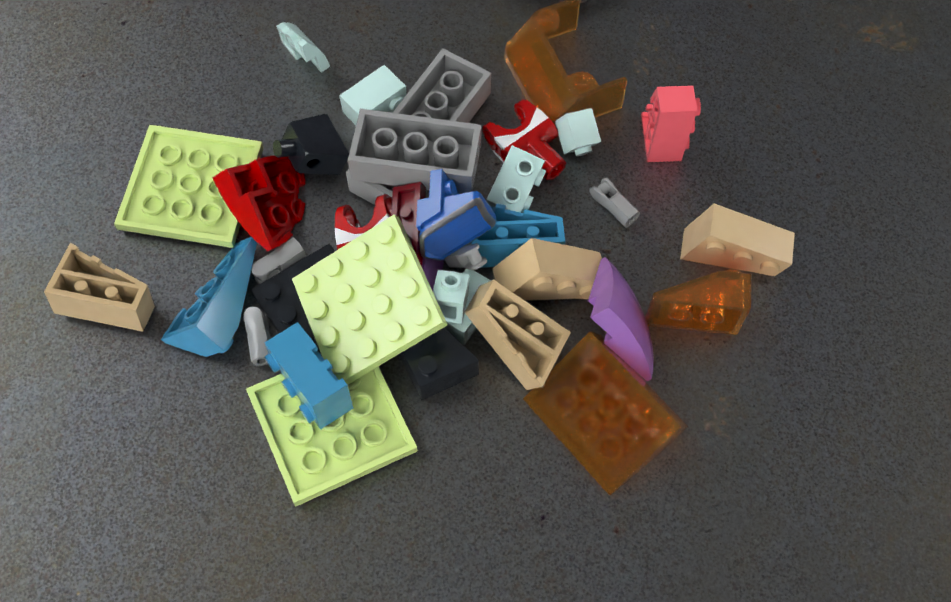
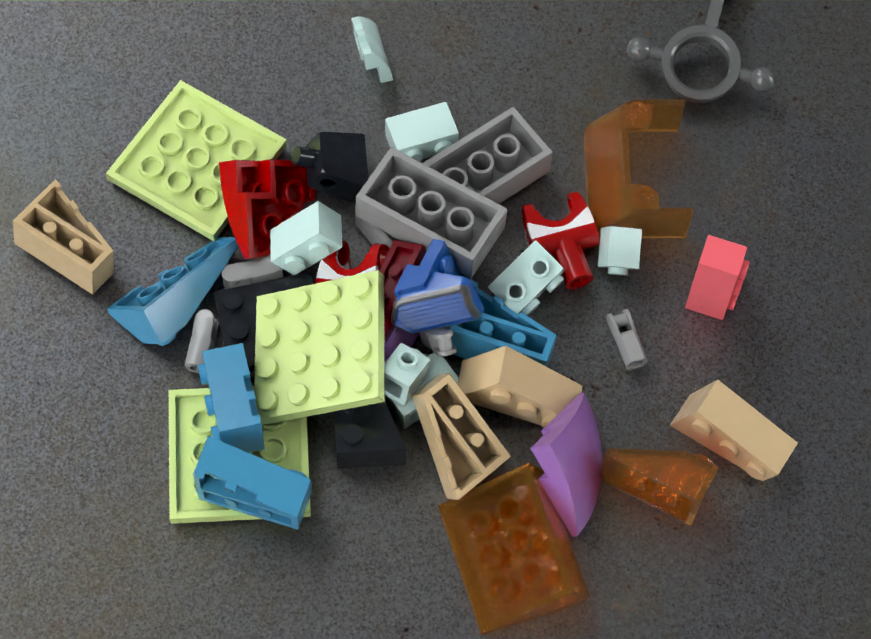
camera: 20 degrees right, 0 degrees up
(314, 214) = (306, 238): none -> light aqua brick
(356, 443) = (251, 484): none -> dark azure wedge

